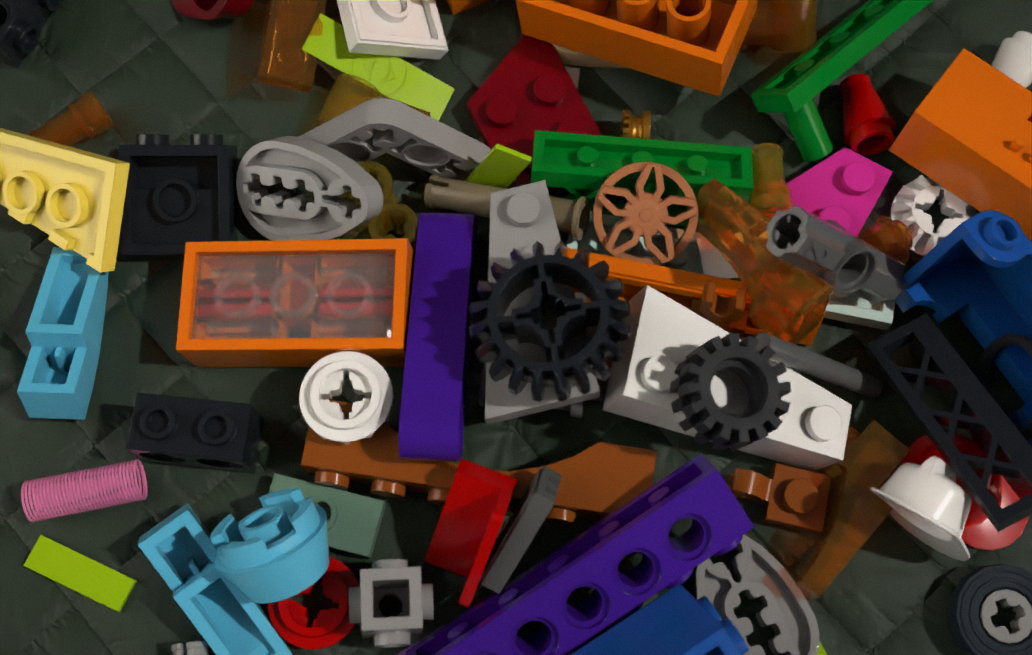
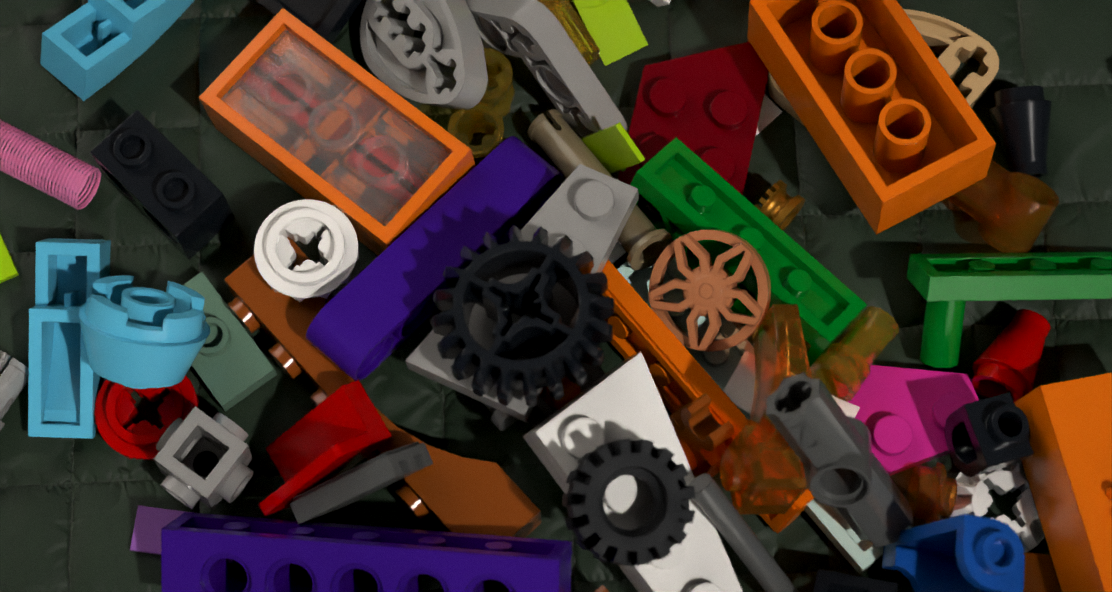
camera: 40 degrees right, 0 degrees up
(901, 173) = (988, 435): none -> black plate

